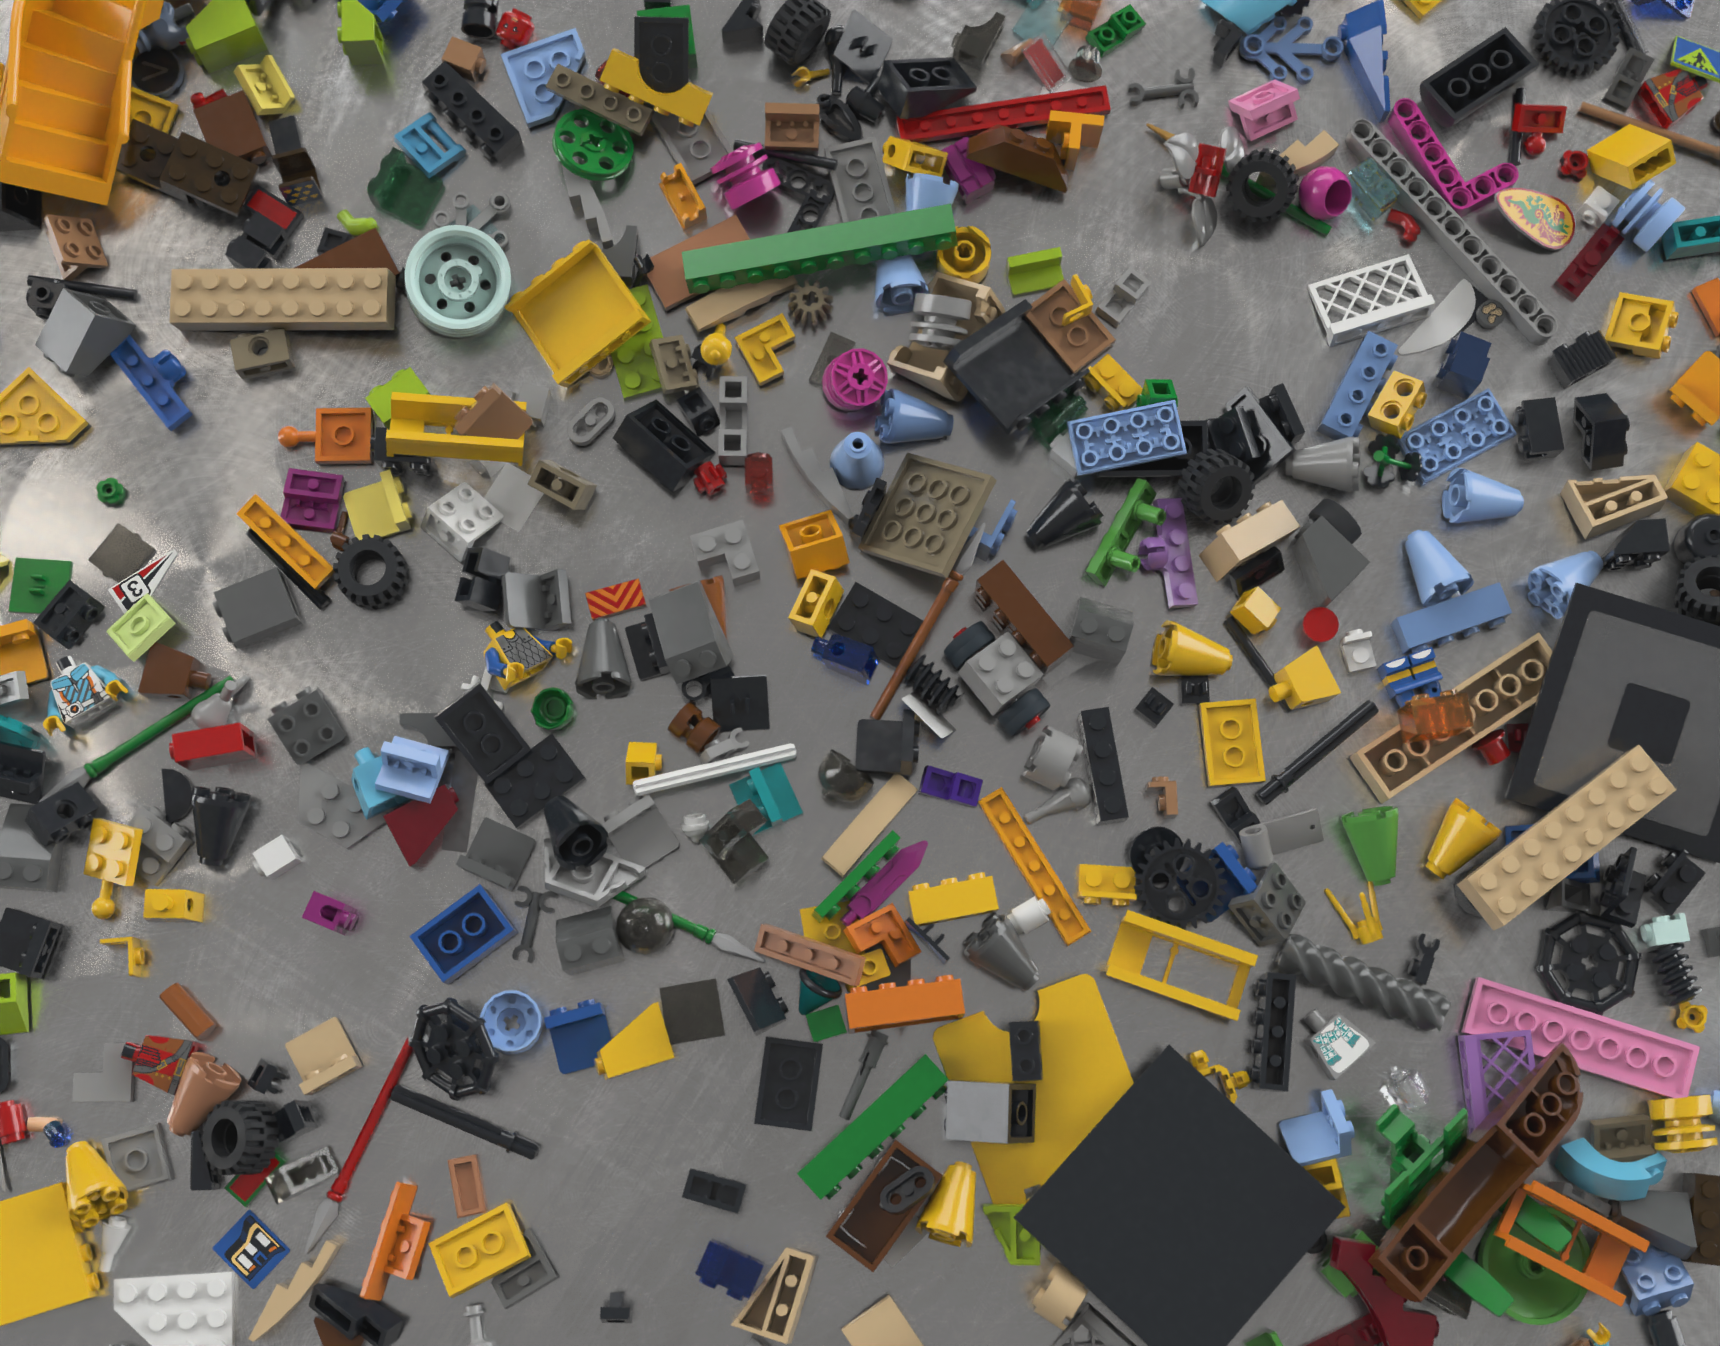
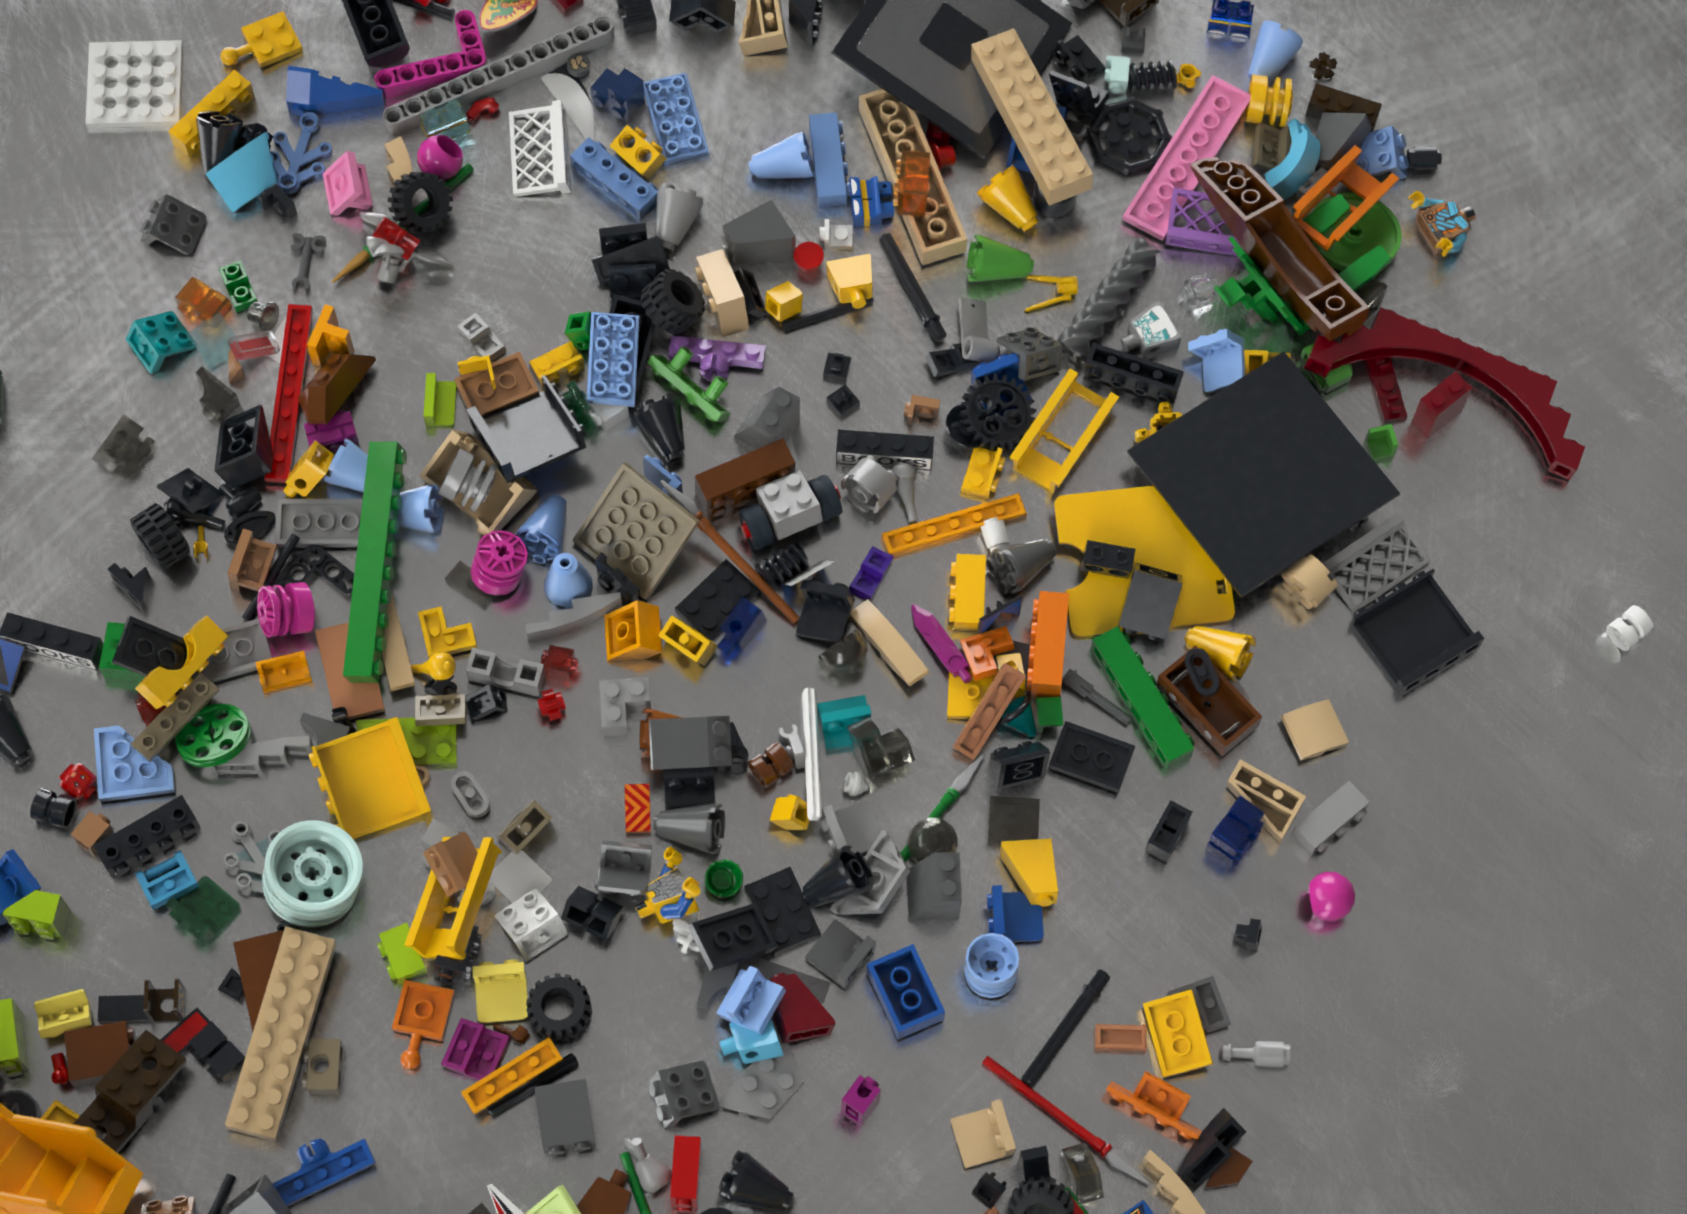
camera: 75 degrees left, 10 degrees down
(276, 858) = (798, 1142): white brick -> none
(356, 226) = (225, 961): lime arm -> none
(459, 1029) = (1017, 1020): black plate -> none
(535, 901) = (889, 931): dark grey bar -> none
(662, 444) = (510, 737): black slope -> none
(740, 702) = (757, 722): black piece -> none
(803, 296) = (414, 579): dark tan gear -> none
(849, 886) = (927, 654): green plate -> none
(970, 243) = (419, 443): yellow brick -> none
(1017, 1242) = (1252, 608): lime wing -> none
(1188, 653) = (805, 363): yellow cone -> none
(1232, 742) = (888, 348): yellow plate -> none
(1338, 518) = (722, 216): black tyre -> none
(1384, 453) = (672, 171): black plant -> none
(1421, 966) = (1104, 254): black plate -> none
(1478, 498) = (733, 114): light blue cone -> none
(1538, 429) = (687, 54): black brick -> none
(1553, 582) = (821, 70): light blue cone -> none

